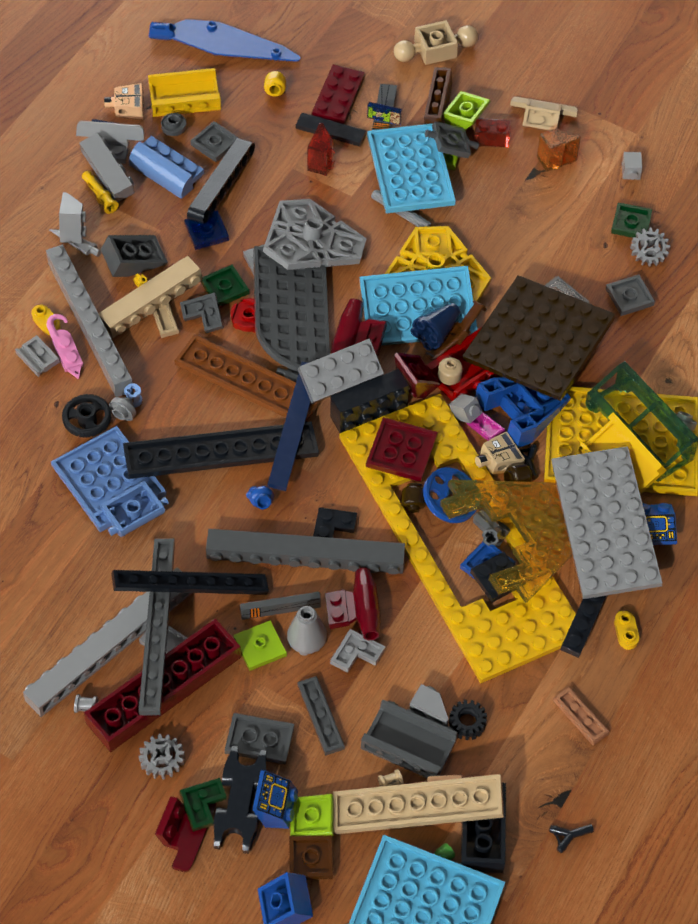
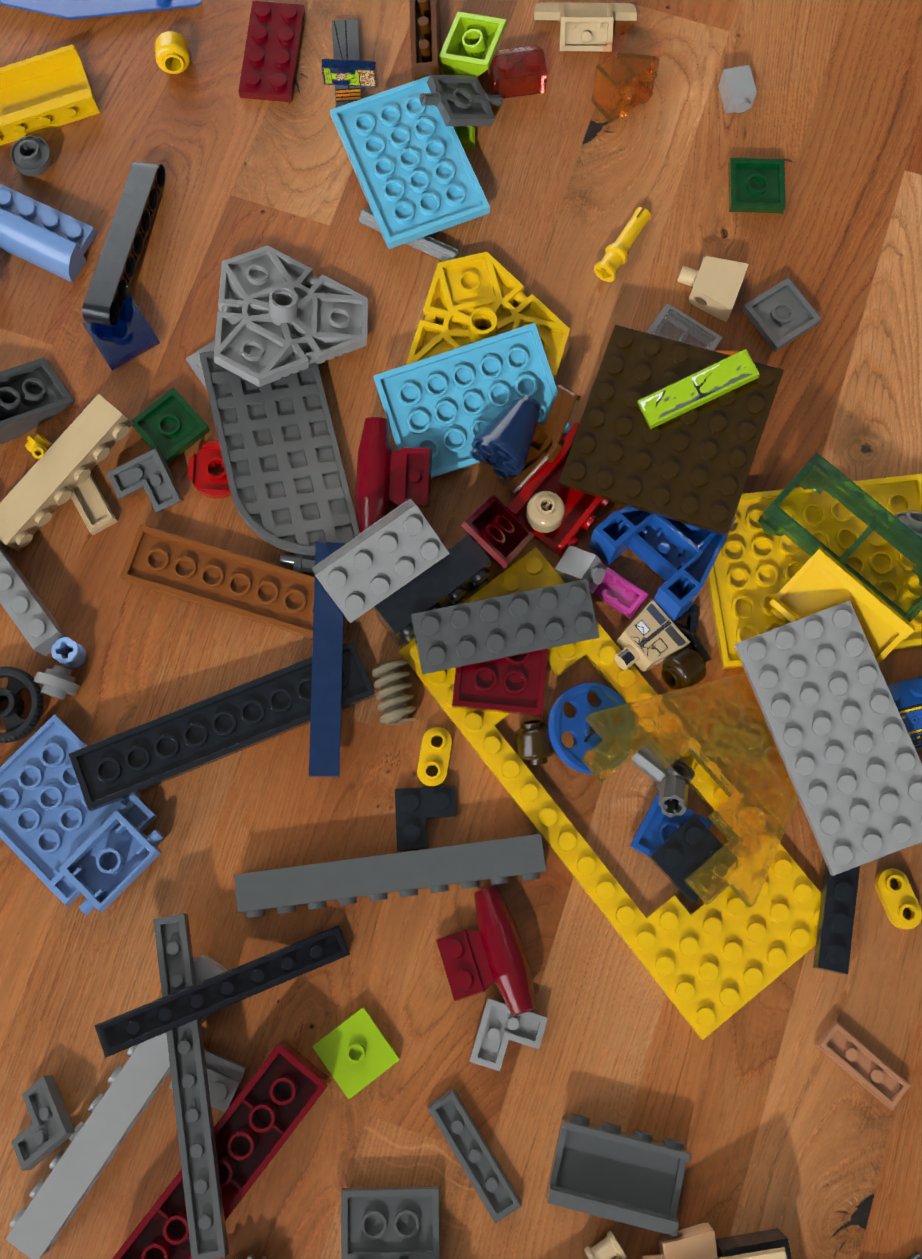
camera: 10 degrees left, 20 degrees up
(62, 641) = (49, 1127): none -> dark grey plate
(84, 703) = (110, 1225): light grey bush -> none
(213, 141) = (99, 172): dark grey plate -> none
(260, 496) = (302, 791): blue animal -> none
(279, 605) = (371, 979): dark grey tile -> none
(306, 632) = (425, 1004): light grey cone -> none
(320, 152) = (266, 161): clear red slope -> none
(331, 454) = (393, 693): none -> dark tan piece
(336, 130) = (273, 115): black tile -> none
(349, 495) = (434, 756): none -> yellow plate
(409, 422) = (504, 626): none -> dark grey plate
(429, 704) = (635, 1107): light grey slope -> none
(474, 710) = (712, 1130): black tyre -> none
(532, 241) = (617, 253): none -> yellow pin
(559, 314) = (698, 389): none -> lime tile
(590, 270) = (714, 285): none -> tan torso
(651, 254) = (804, 230): light grey gear -> none

